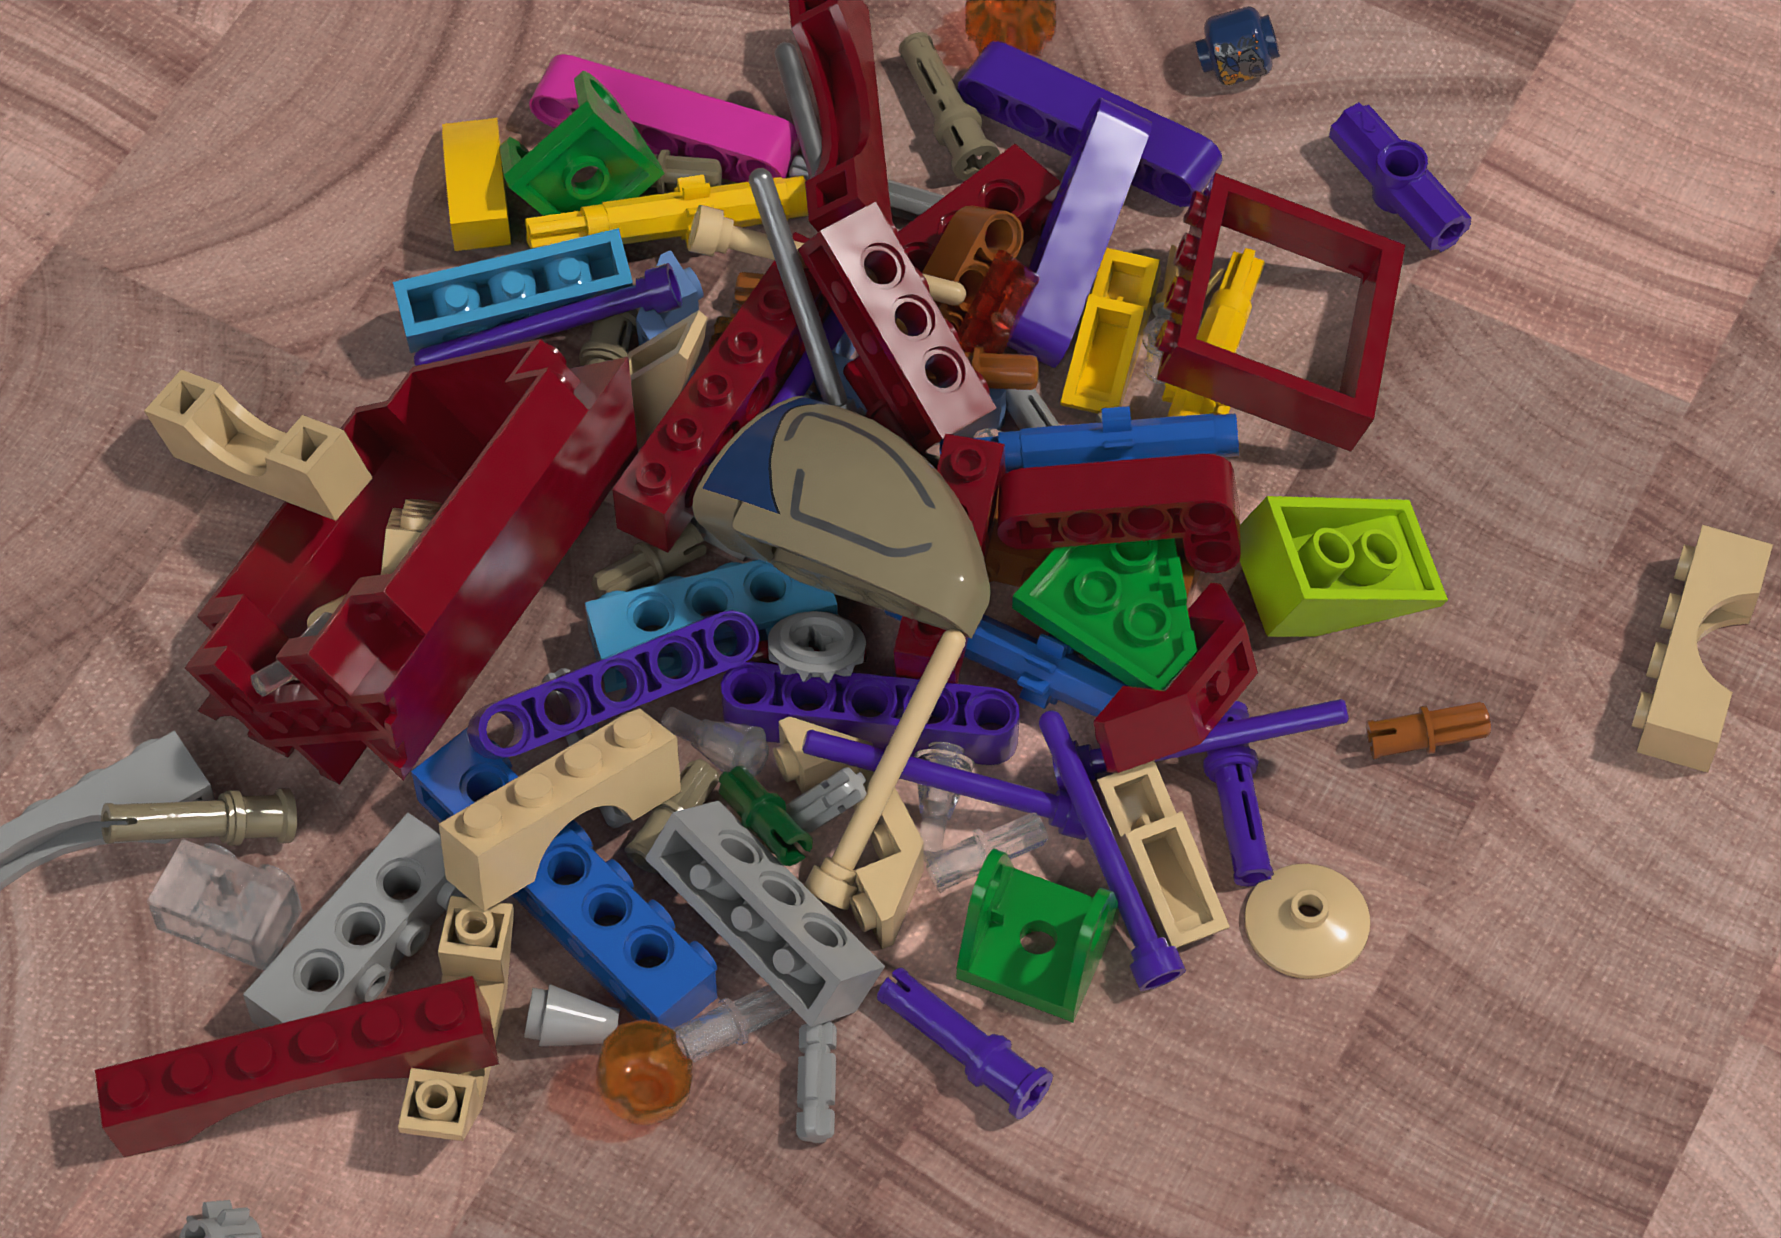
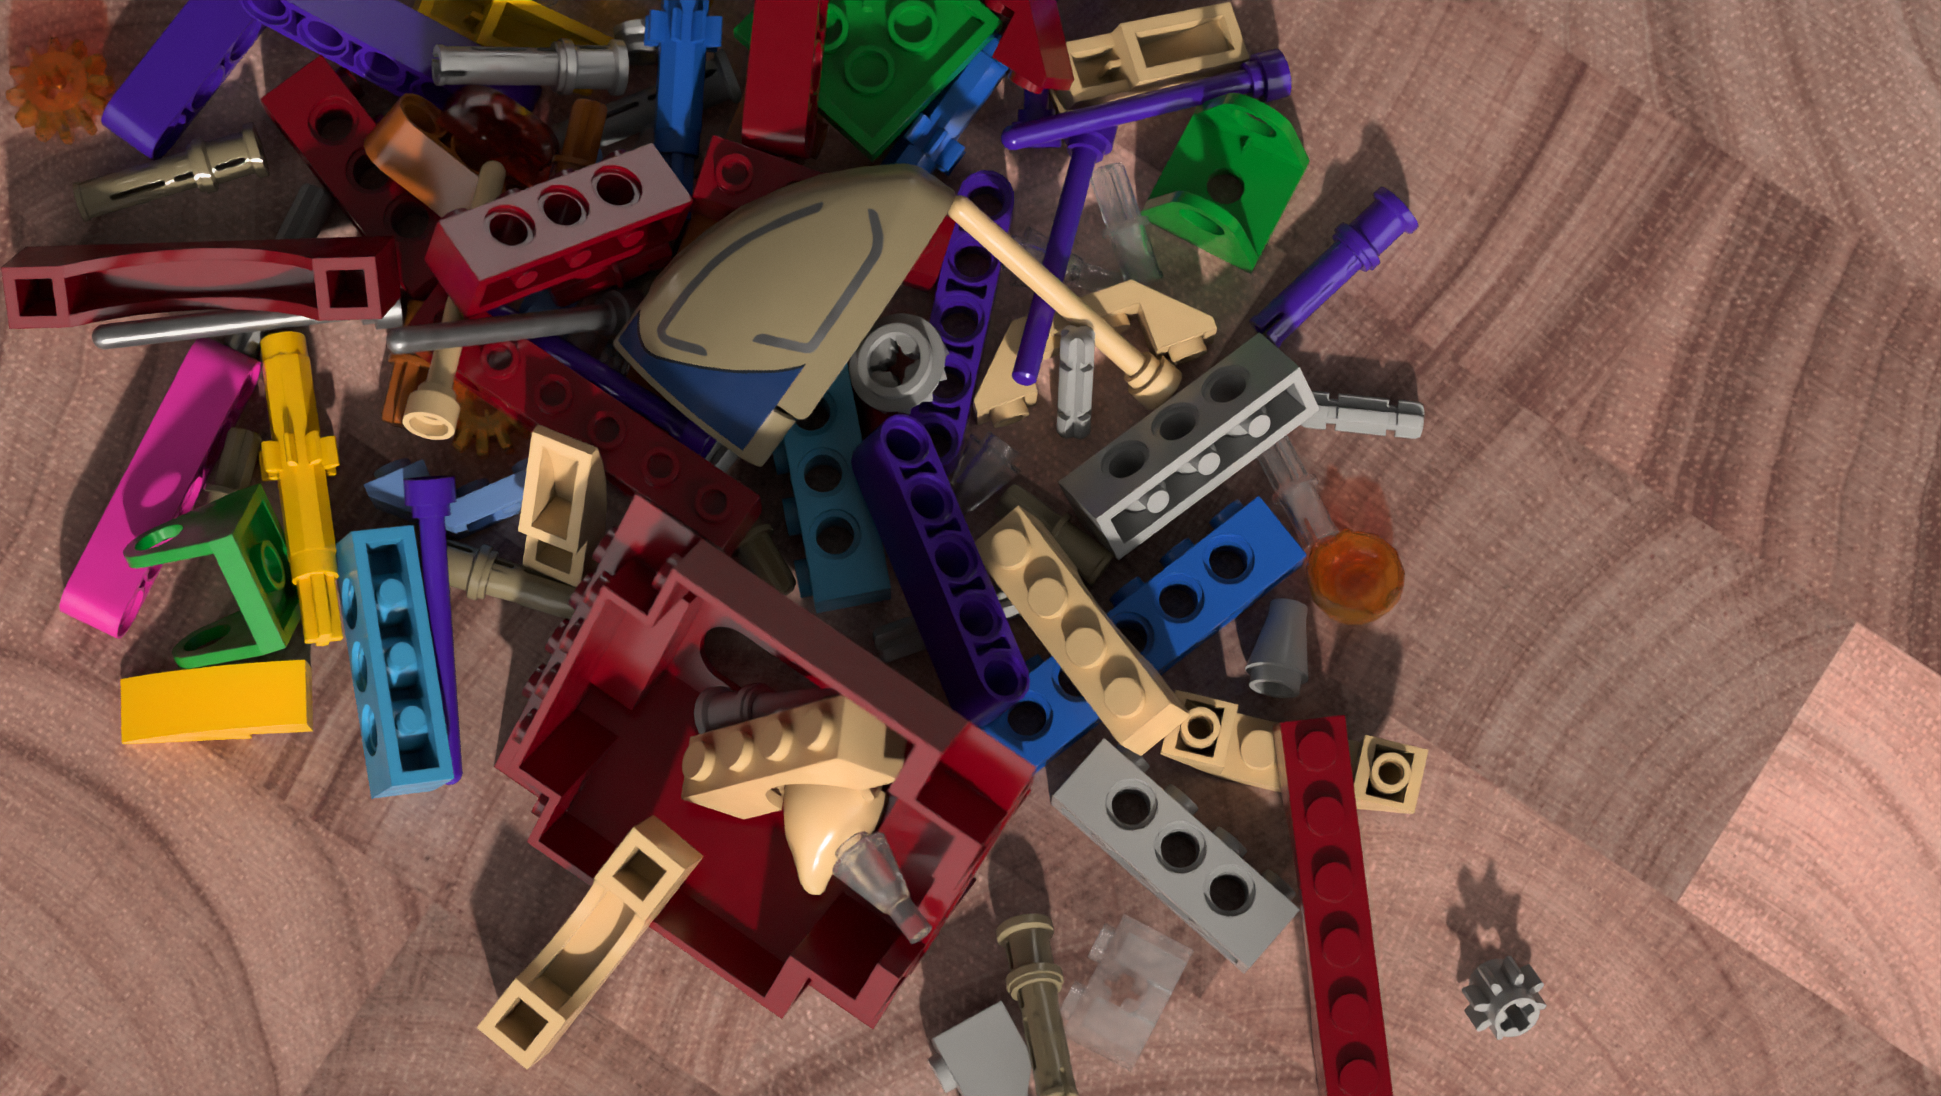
camera: 90 degrees left, 20 degrees up
(764, 815) = (1076, 438): dark green axle -> none
(1073, 355) = (558, 66): none -> light grey pin

